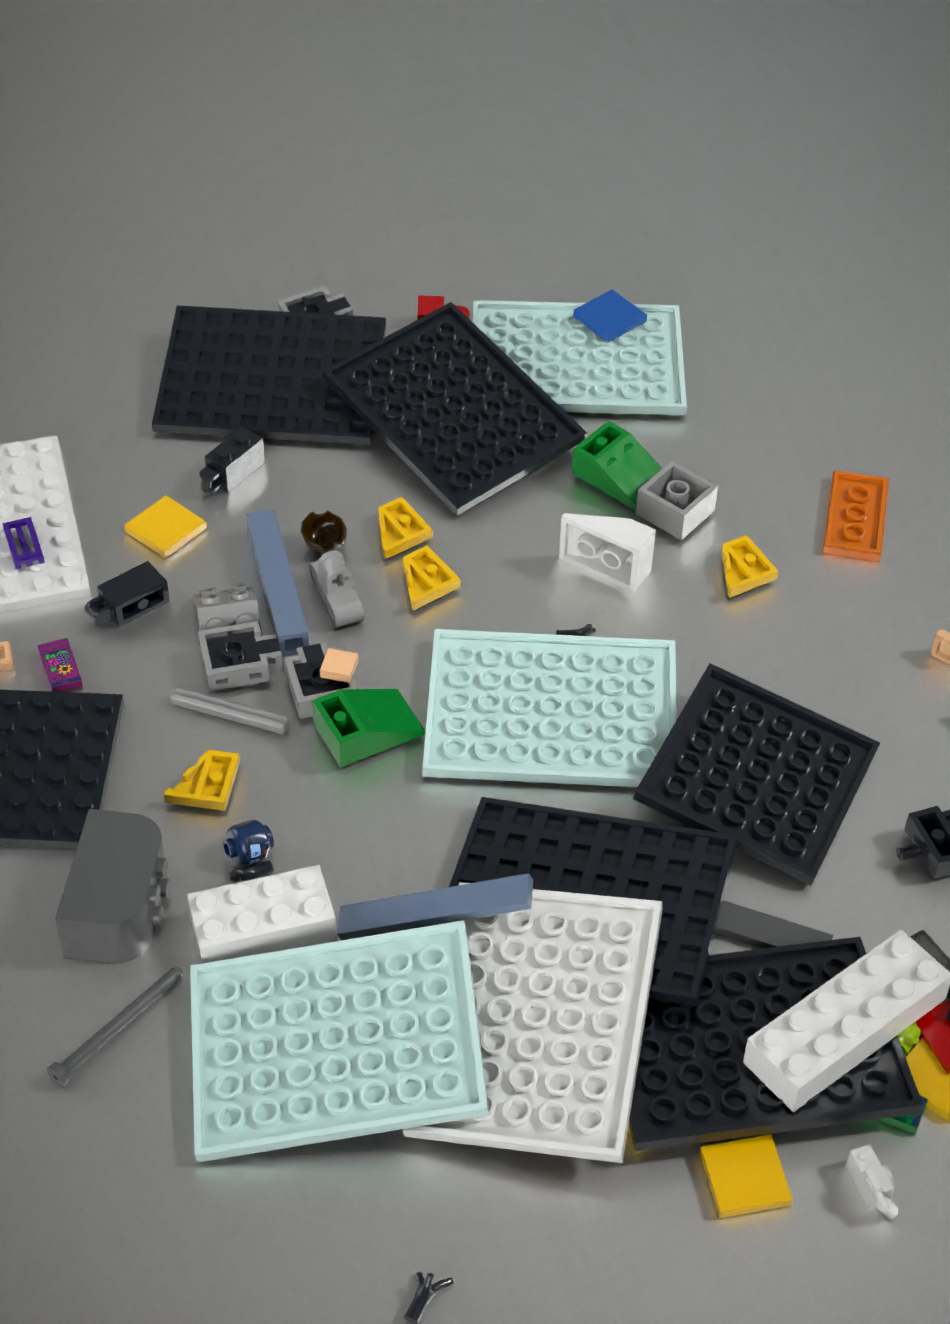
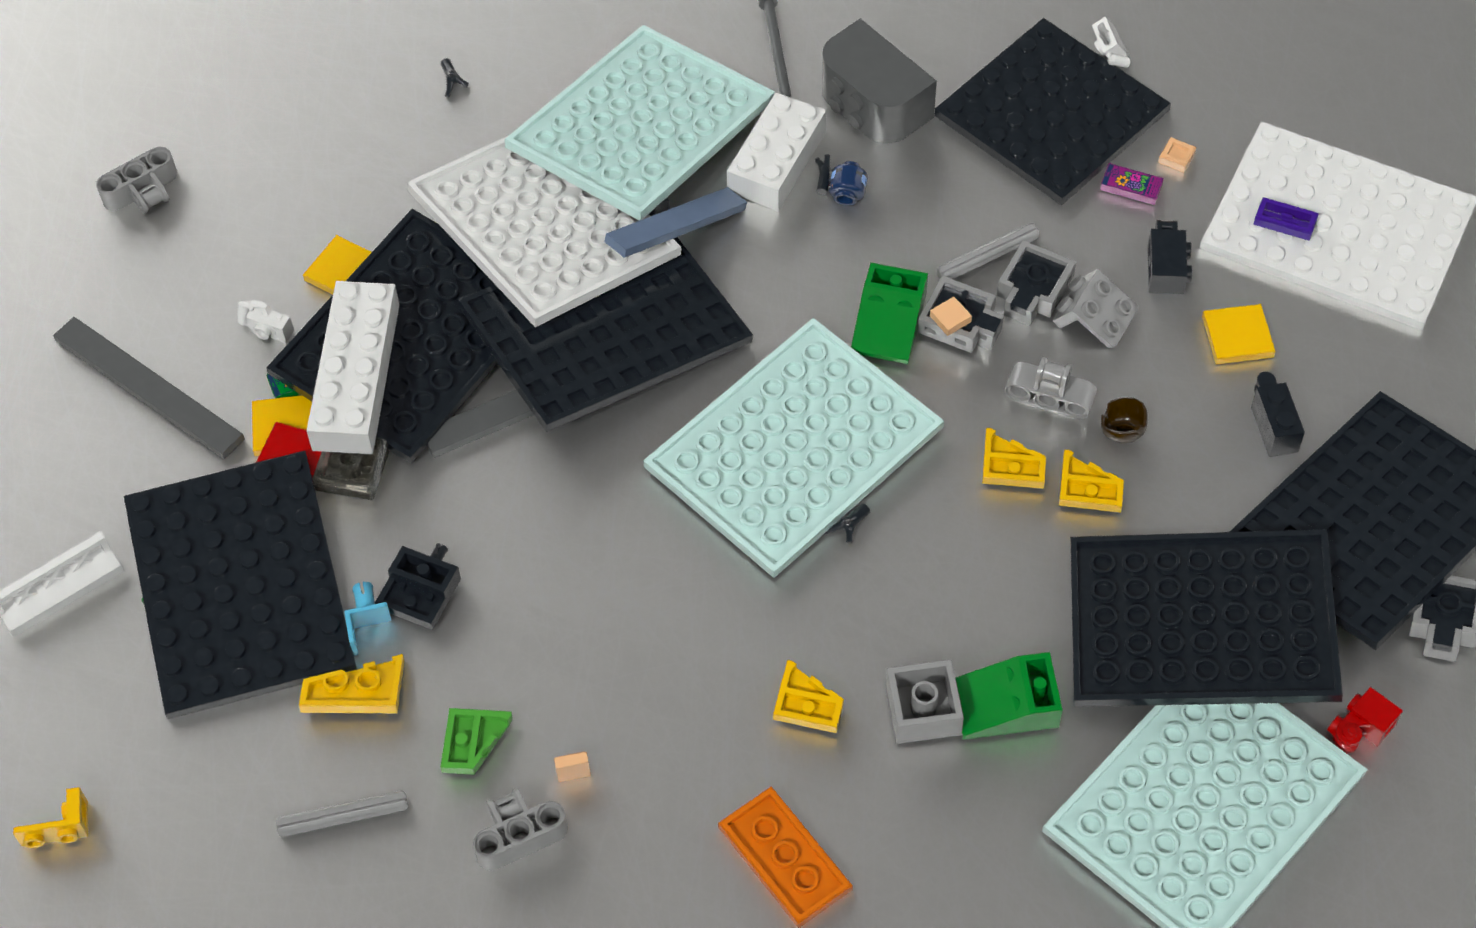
camera: 135 degrees right, 10 degrees up
(207, 782) = (928, 197): yellow wing -> none
(277, 581) = (1099, 358): sand blue brick -> none
(608, 547) = (907, 594): white slope -> none
(610, 315) = (1234, 865): blue tile -> none
(758, 772) = (597, 516): black plate -> none

